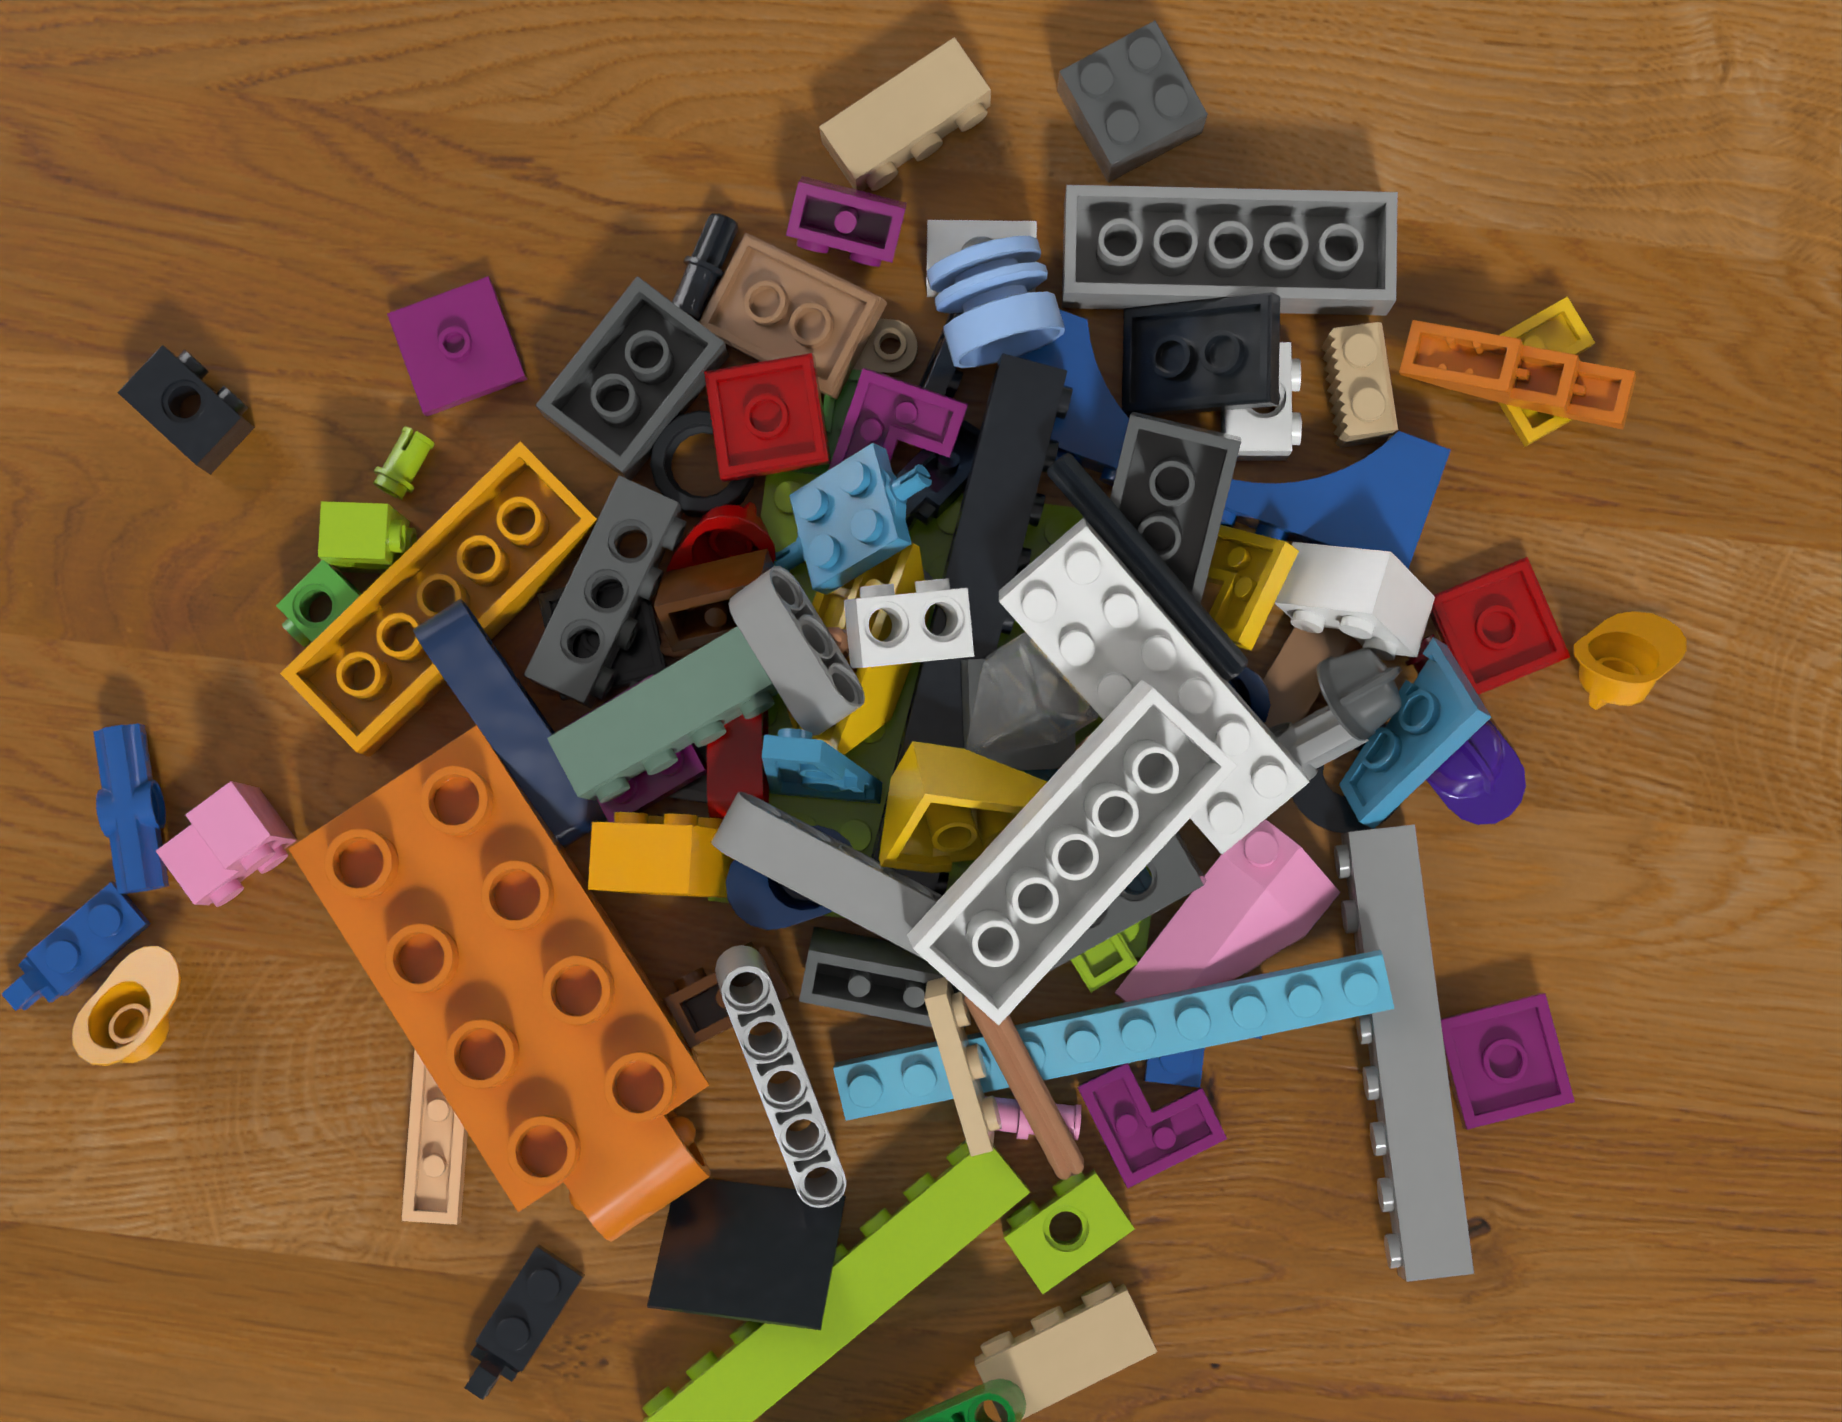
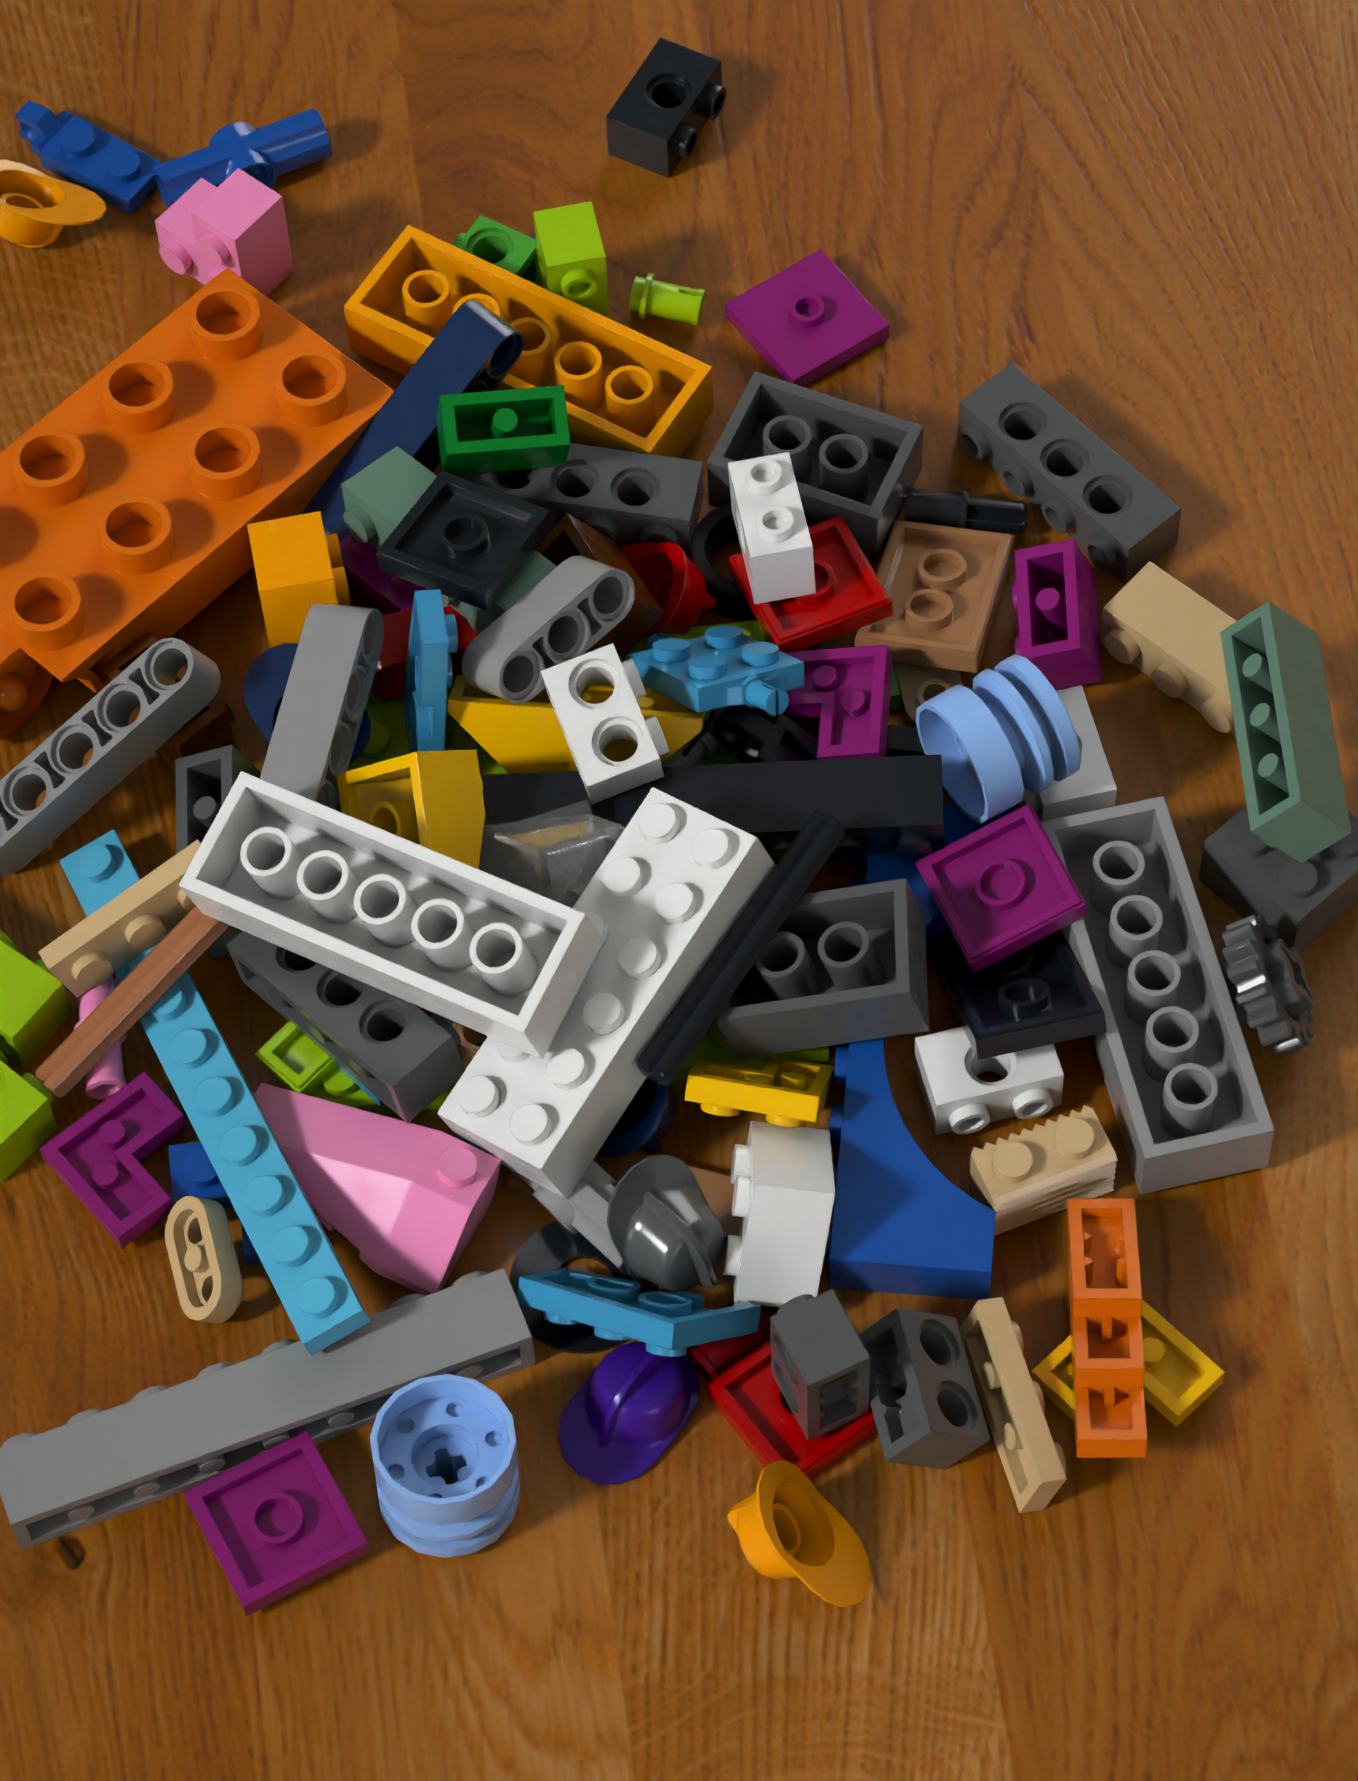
camera: 70 degrees right, 25 degrees down
(563, 640) = (503, 430): none -> green brick
(694, 702) = (464, 540): none -> black plate
(707, 142) = (1056, 444): none -> dark grey brick
(722, 433) = (771, 528): none -> white brick
(1051, 66) = (1285, 733): none -> sand green brick
(1120, 341) = (1002, 888): none -> magenta plate
(1253, 156) = (1268, 985): none -> dark grey gear
(1261, 1072) = (203, 1260): none -> tan plate
(1510, 604) = (819, 1363): none -> dark grey brick
(1526, 890) = (440, 1432): none -> light blue wheel
(1529, 532) = (922, 1390): none -> dark grey brick
(1551, 466) = (1012, 1405): none -> tan plate

